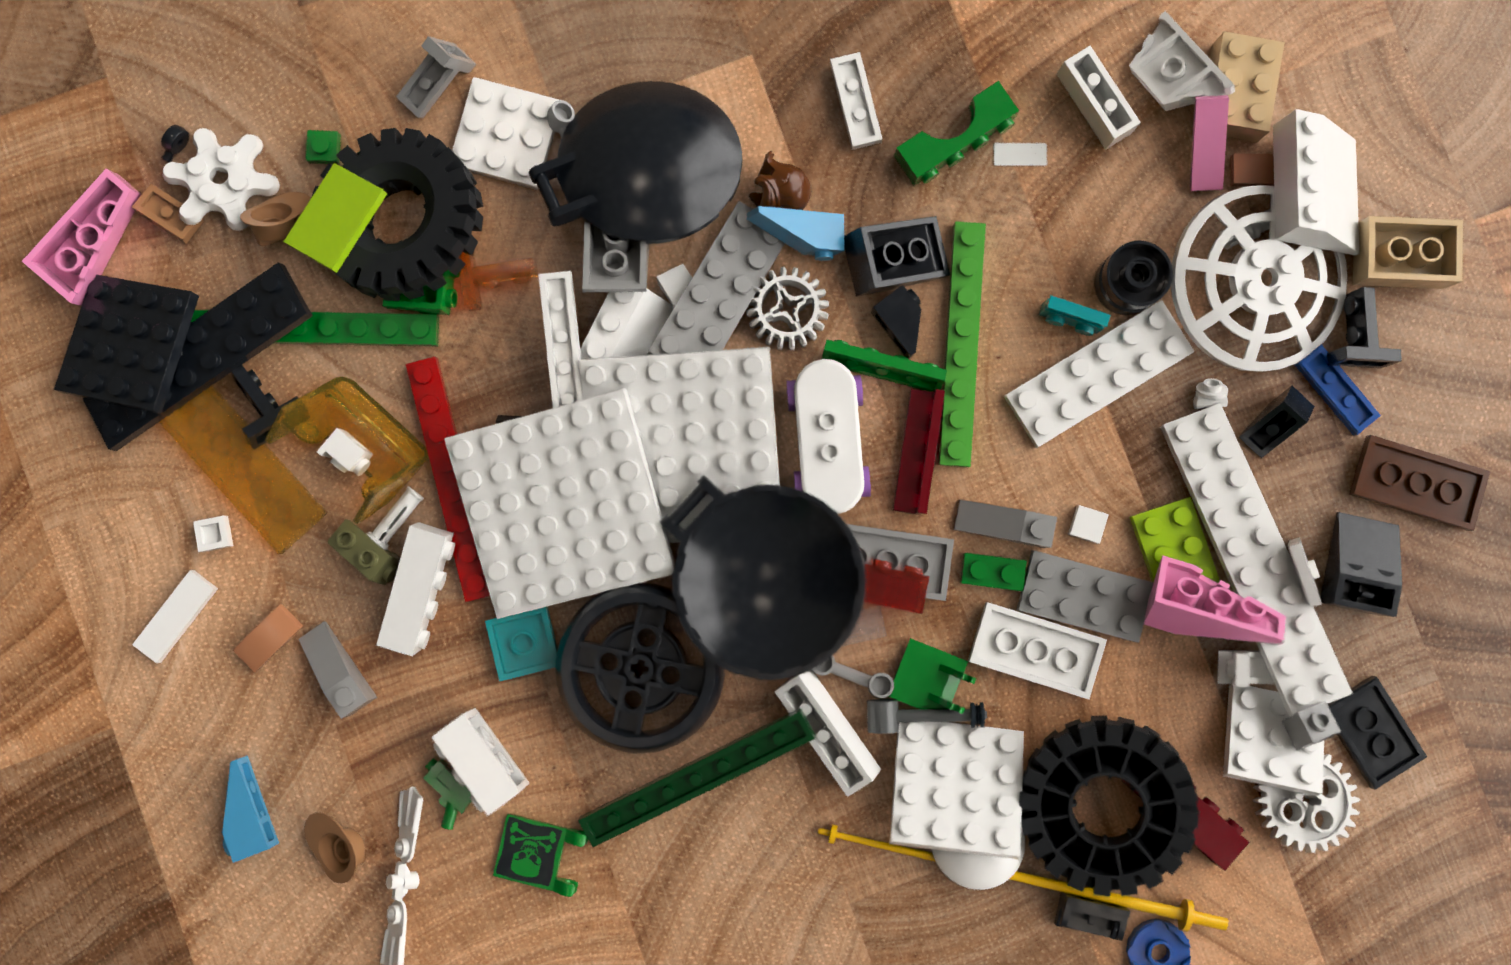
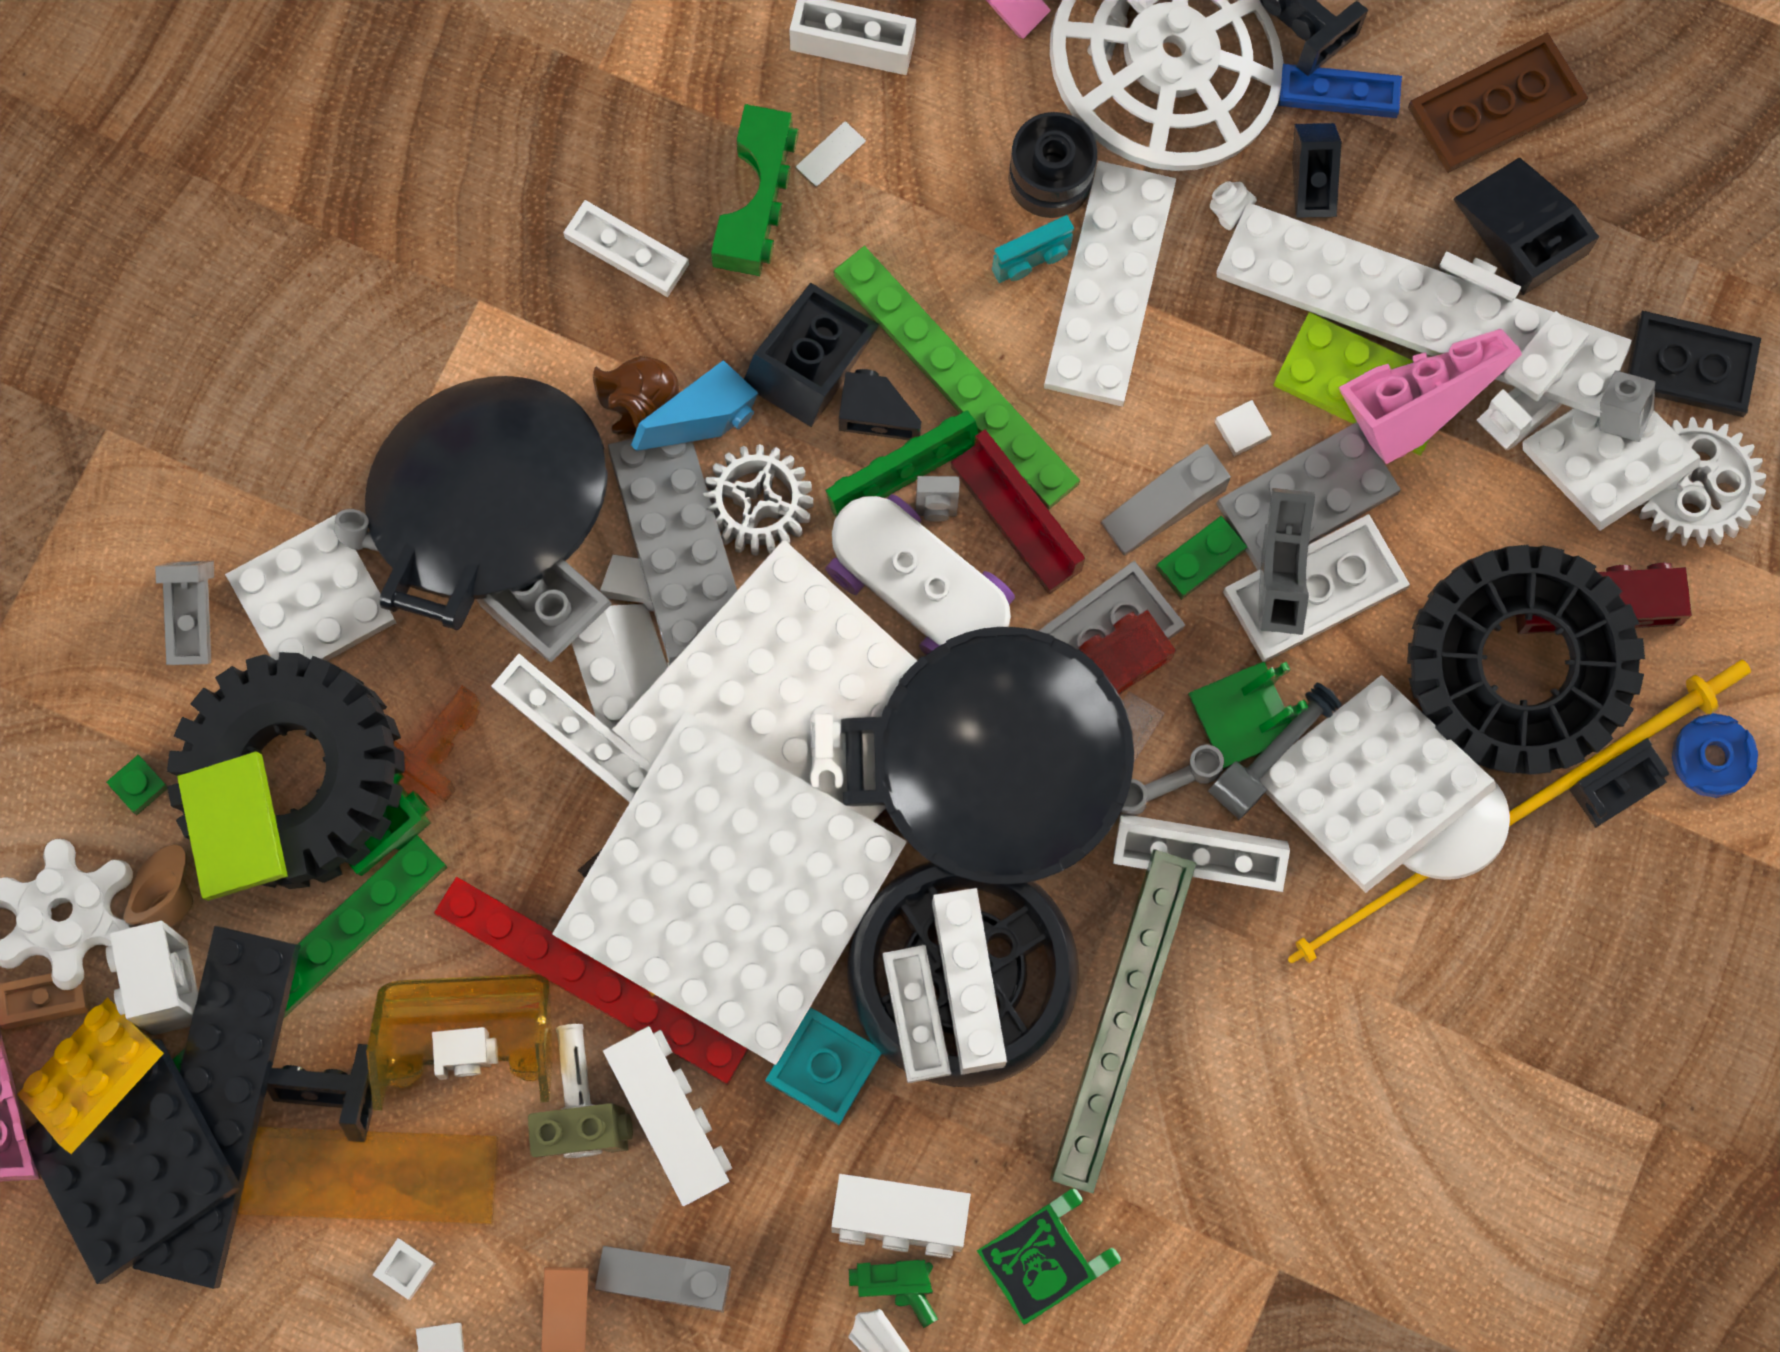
camera: 50 degrees left, 10 degrees down
(145, 278) = (89, 1075): none -> yellow plate
(220, 258) = (153, 977): none -> white brick
(586, 671) = (916, 1014): none -> white tile
(626, 684) = (969, 981): none -> white brick
(683, 477) = (824, 737): none -> white plate
(881, 402) = (937, 497): none -> light grey plate
(1031, 622) = (1284, 562): none -> dark grey arch
(1295, 656) = (1546, 356): none -> white plate

